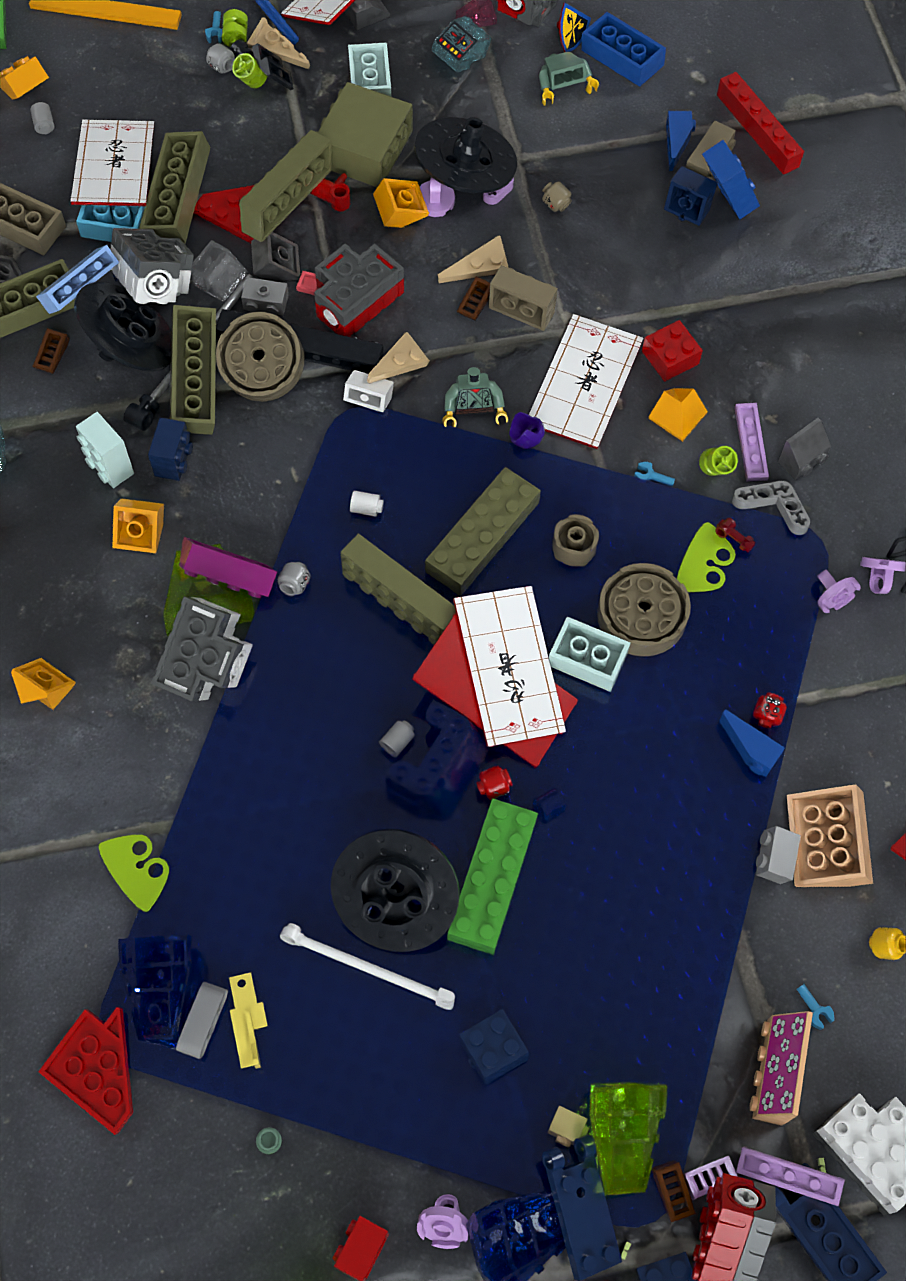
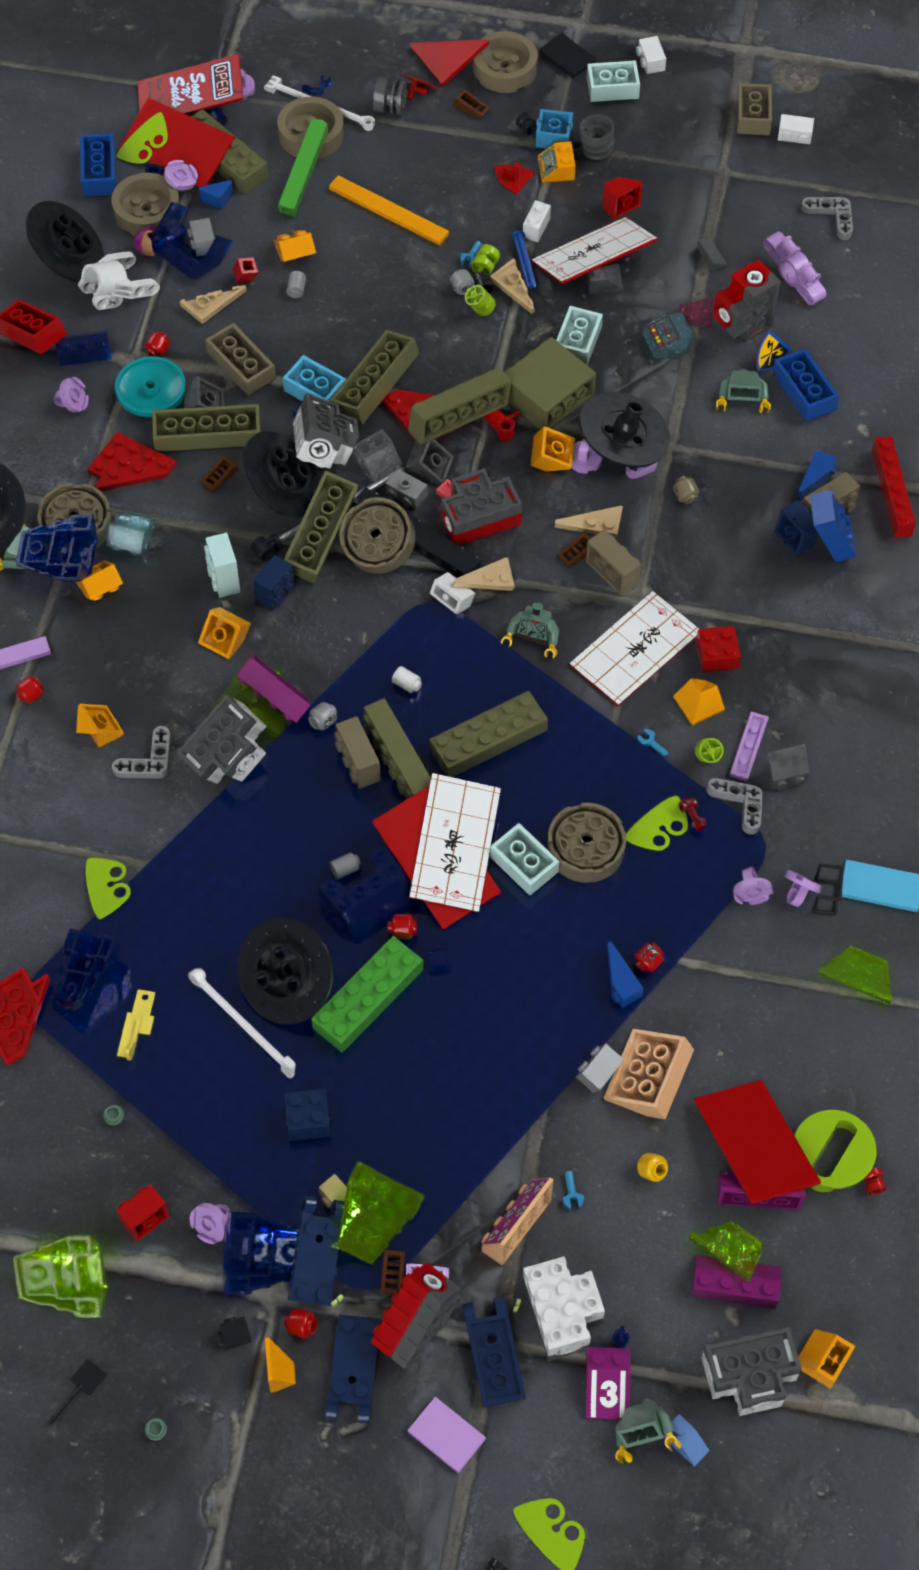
camera: 25 degrees right, 5 degrees down
(84, 273) = (267, 421): light blue brick -> none
(113, 163) = (334, 340): white piece -> none
(125, 702) = (154, 762): none -> light grey beam
(202, 1020) = (103, 1009): light grey beam -> none
(272, 66) = (500, 303): black slope -> none
(353, 605) = (357, 752): none -> dark tan brick
(526, 430) = (564, 670): dark purple hair -> none
(575, 540) = (558, 769): dark tan brick -> none
(790, 1176) = (487, 1298): lavender tile -> none

